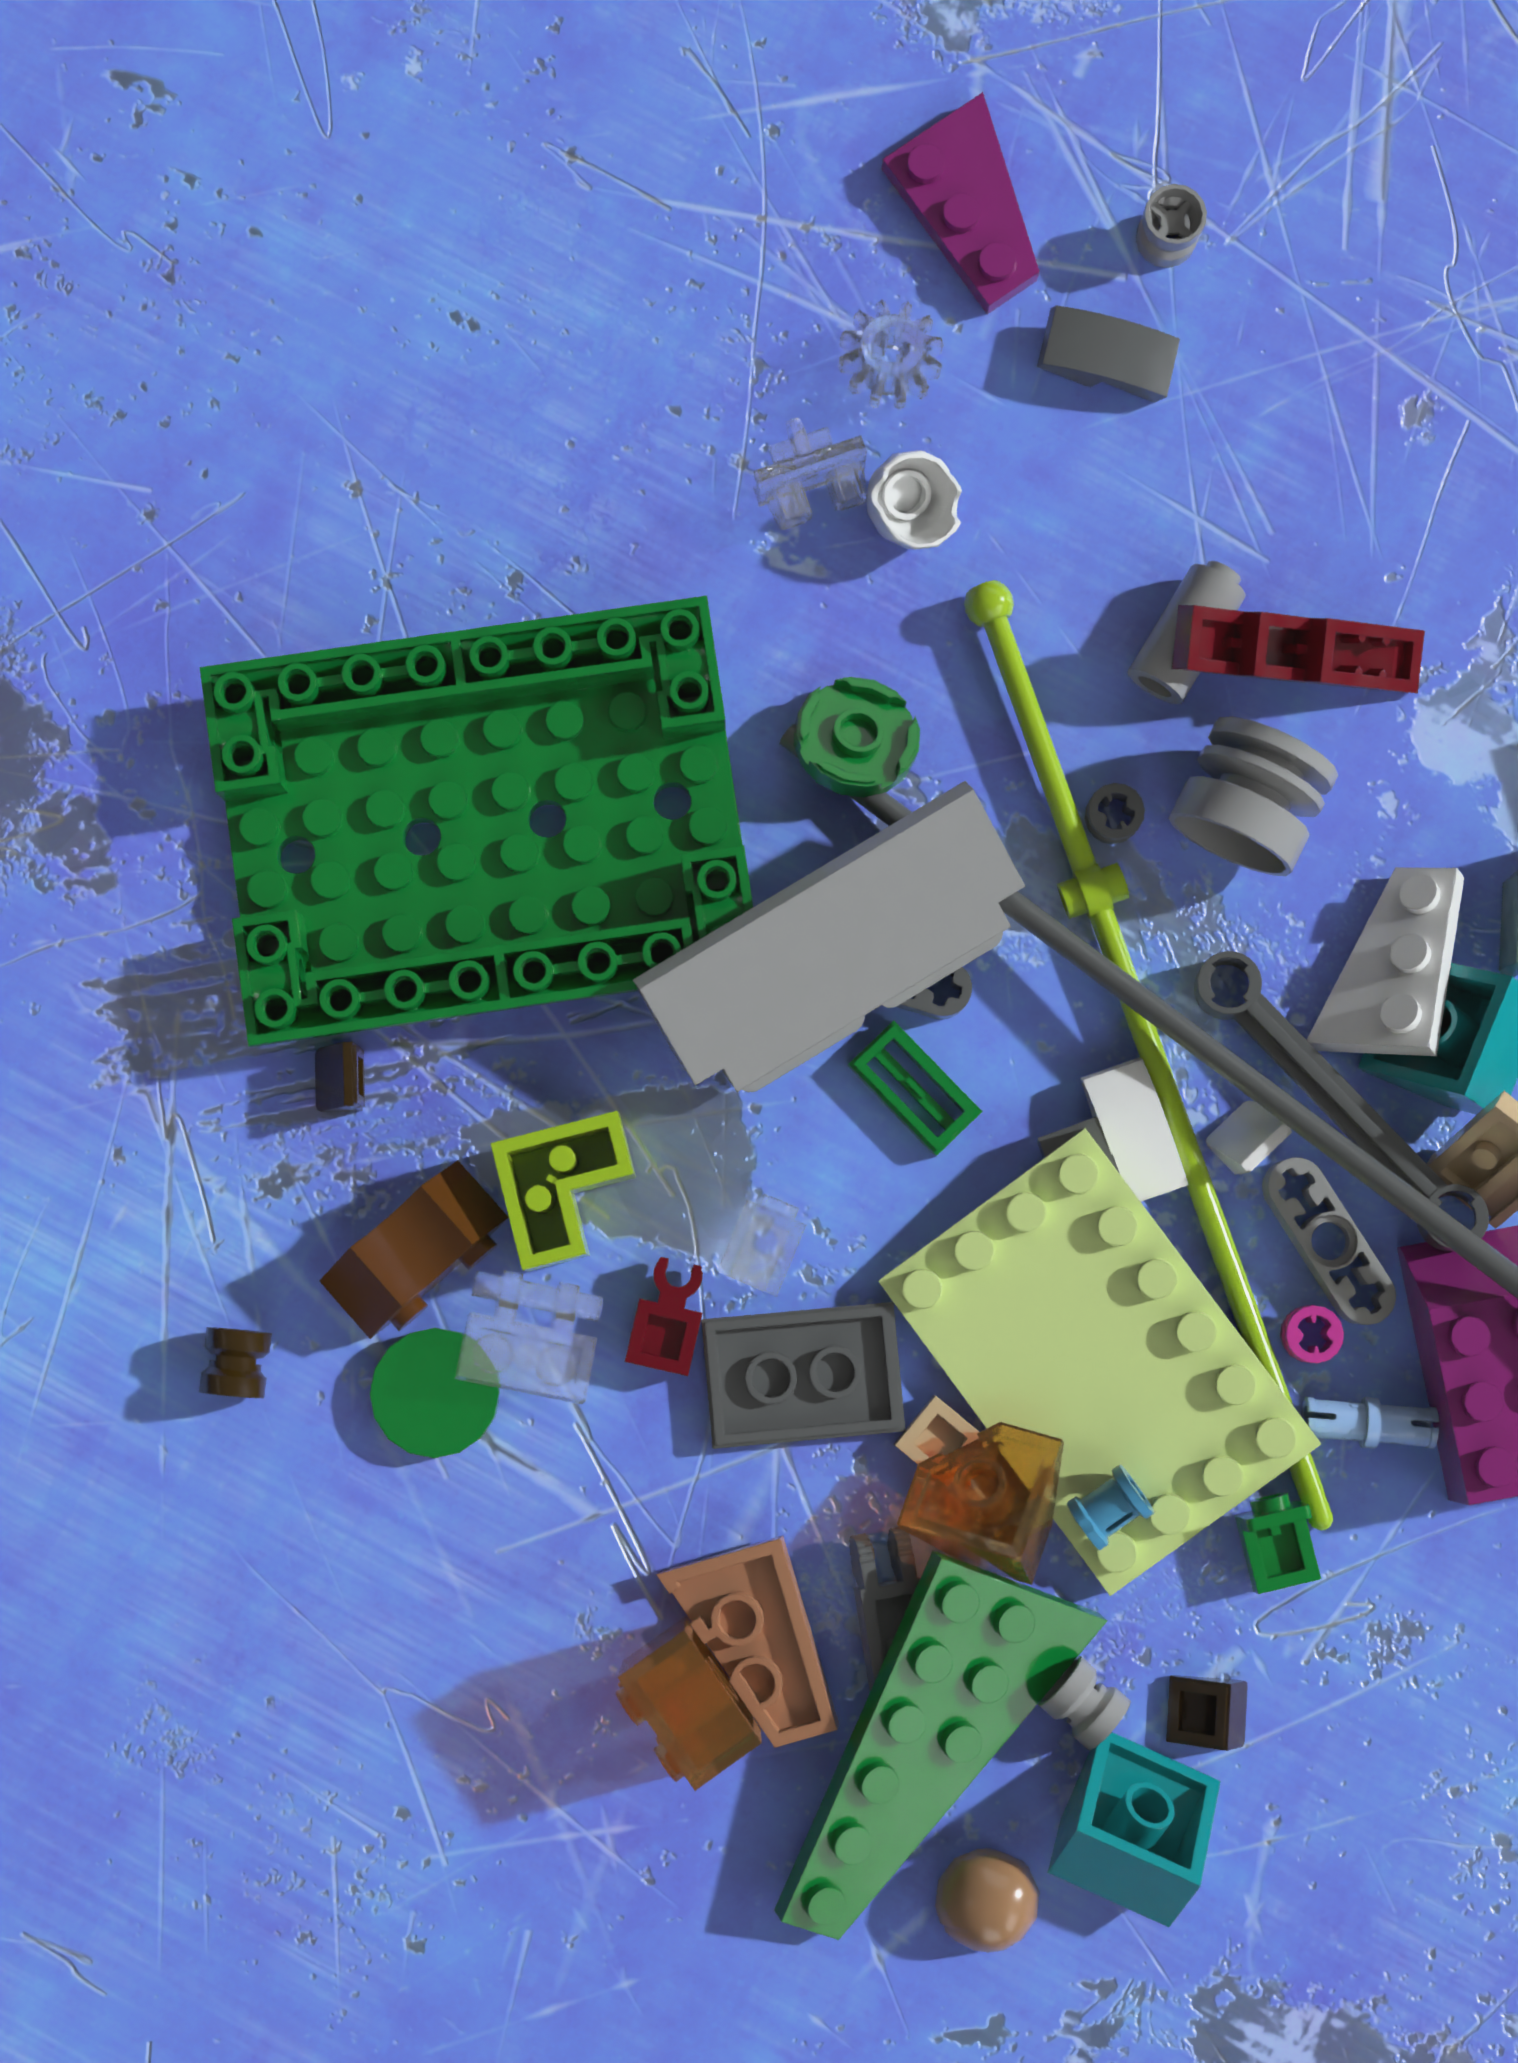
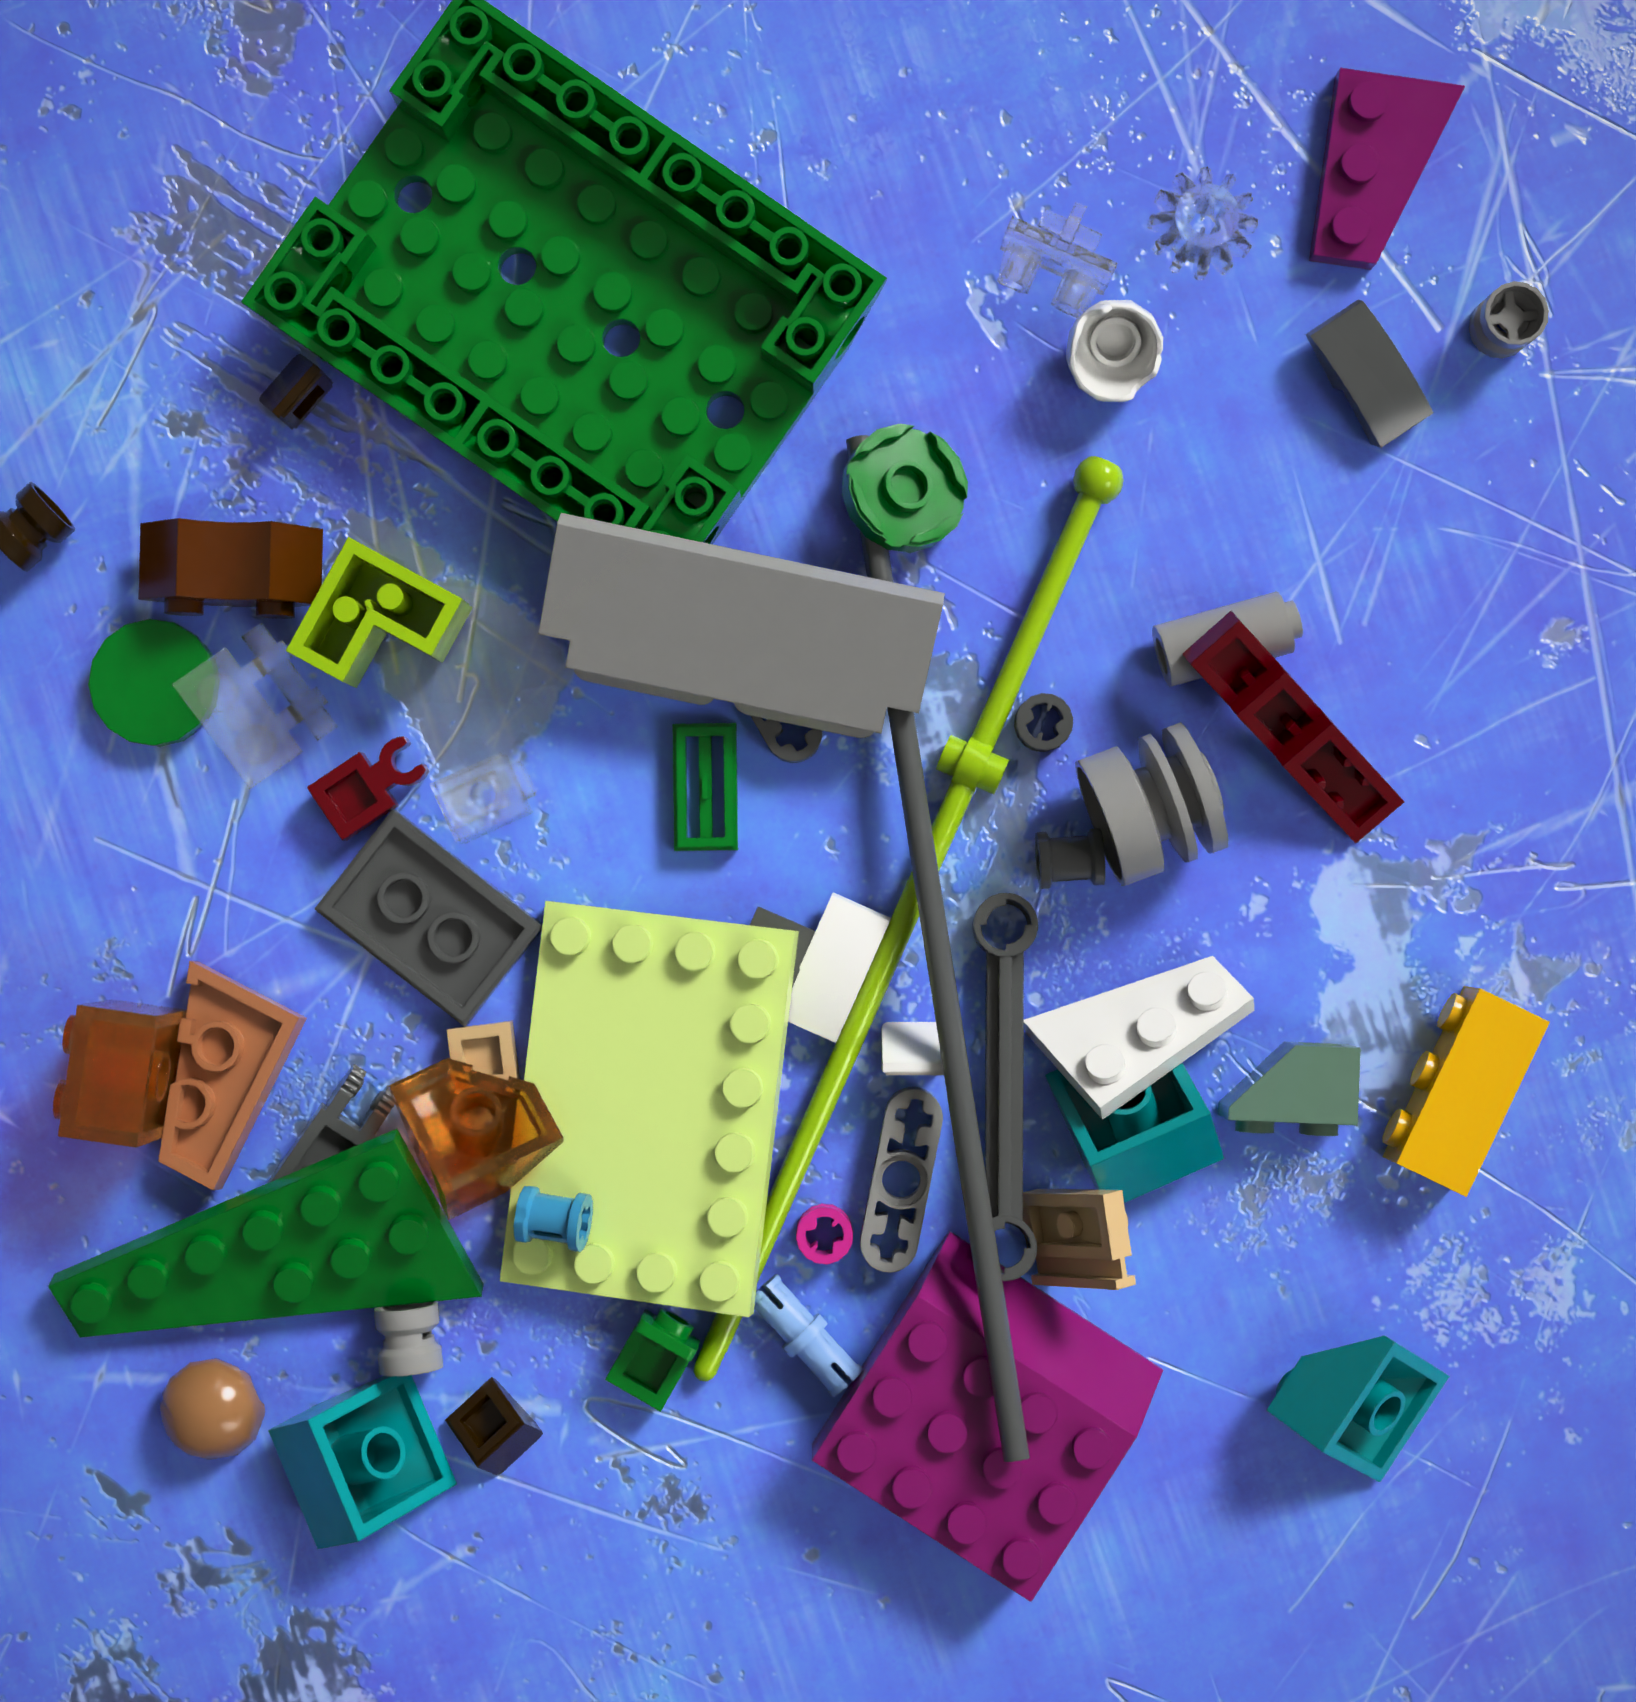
camera: 50 degrees right, 5 degrees up
(1228, 892) = (1070, 858): none -> dark grey bush

